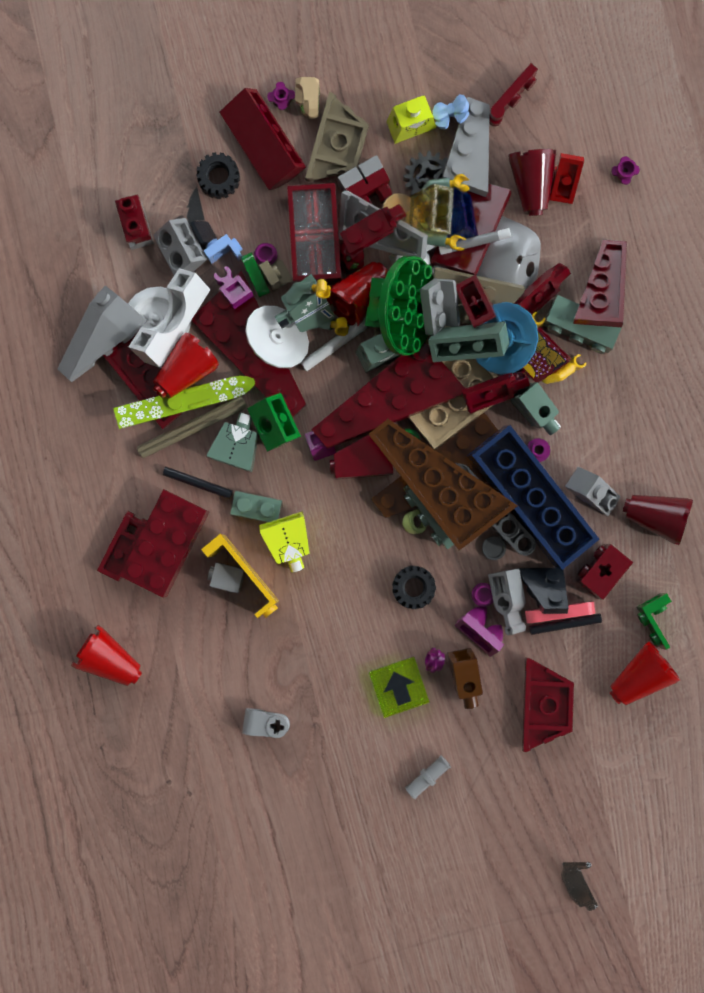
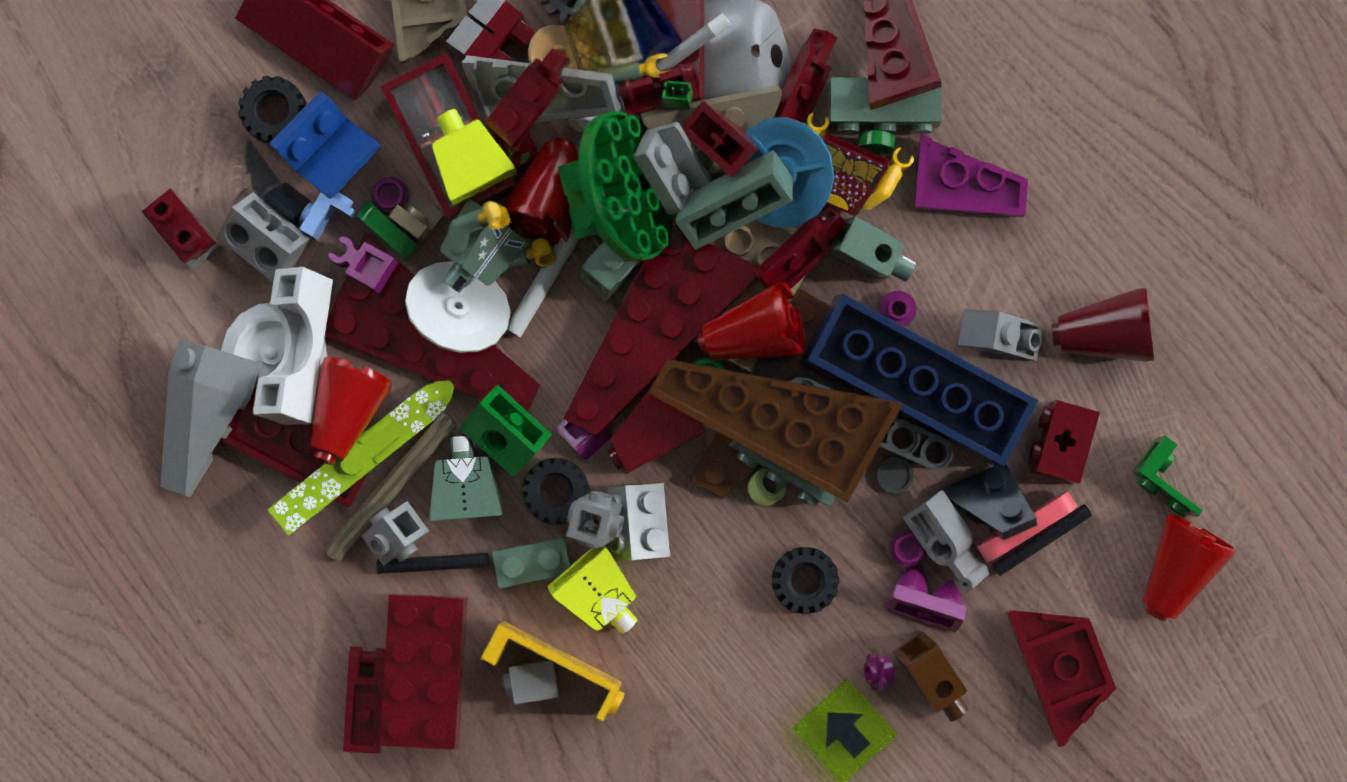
camera: 25 degrees left, 0 degrees up
(182, 455) = (395, 533): none -> light grey brick
(239, 208) = (324, 145): none -> blue bracket
(273, 471) = (537, 476): none -> black tyre
(297, 497) = (585, 526): none -> light grey brick
(321, 250) = (468, 158): none -> neon yellow torso
(329, 510) = (645, 522): none -> light grey bracket
(449, 258) = (647, 93): none -> dark red hinge
(449, 424) = (756, 328): none -> red cone
(461, 264) = (677, 95): none -> green piece
(568, 345) = (877, 141): none -> green tile
(610, 393) = (964, 184): none -> magenta wing

